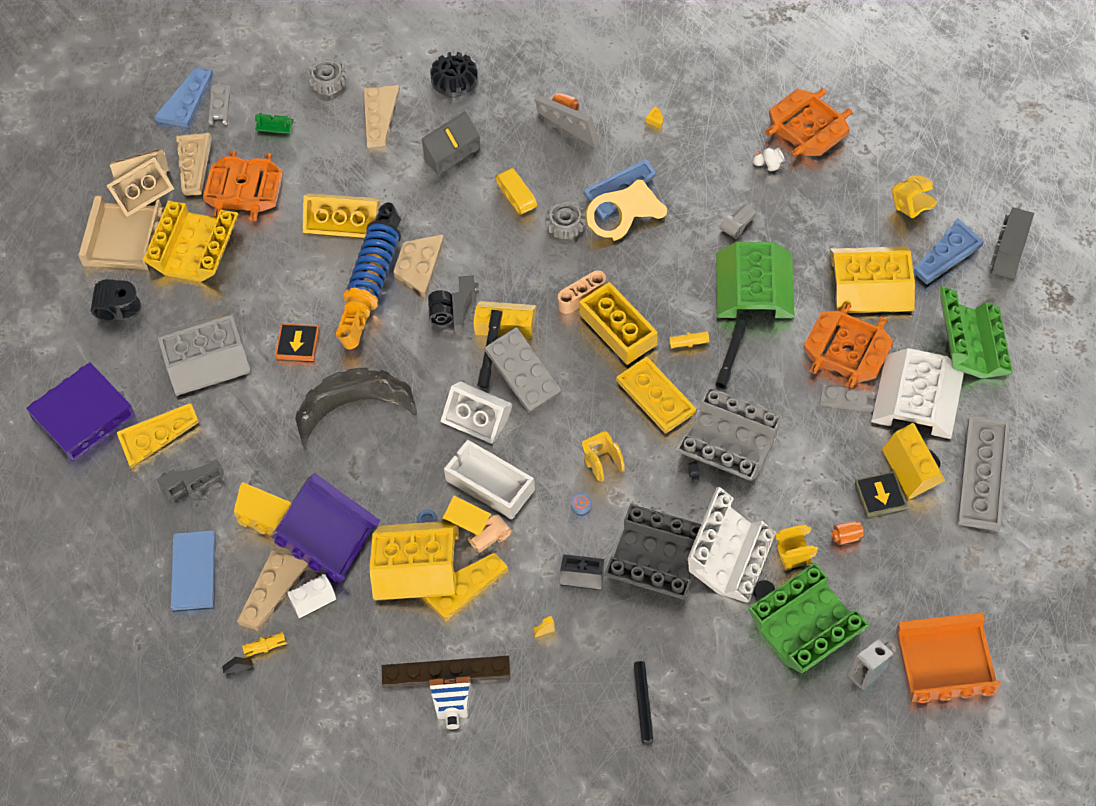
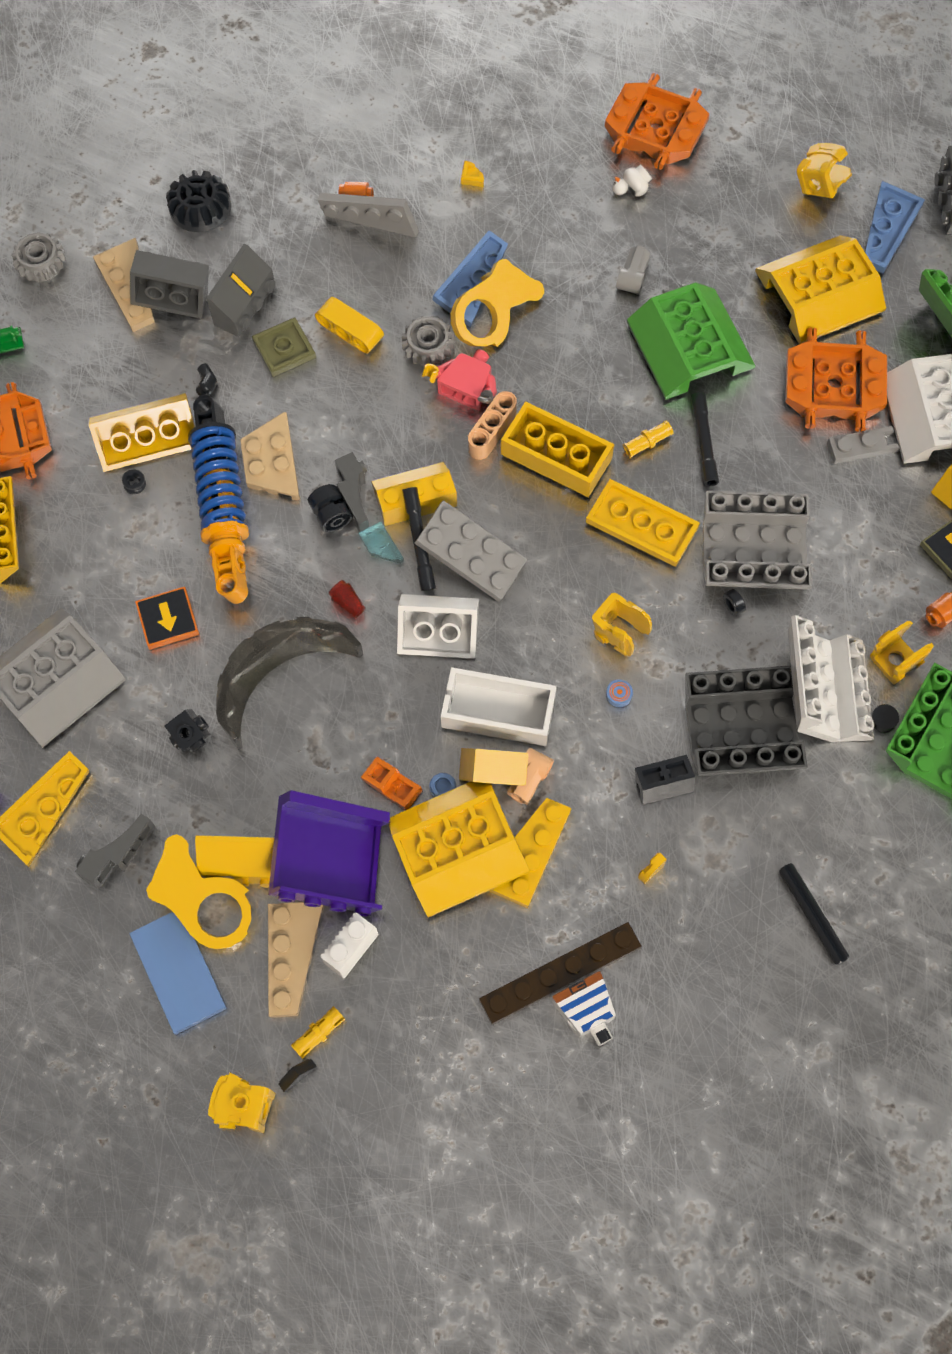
camera: 25 degrees left, 10 degrees up
(190, 666) = (240, 1104): none -> yellow piece
(219, 517) = (183, 889): none -> yellow animal
(273, 418) = (179, 728): none -> black brick
(319, 250) = (136, 488): none -> black bush
(393, 504) = (391, 783): none -> orange slope
(401, 197) = (208, 380): none -> black arm
(402, 121) = (169, 284): none -> dark grey brick
(423, 372) = (346, 598): none -> clear red cone
(464, 191) = (284, 347): none -> olive tile
(465, 344) = (380, 543): none -> clear light blue tile
(577, 253) = (464, 379): none -> coral torso

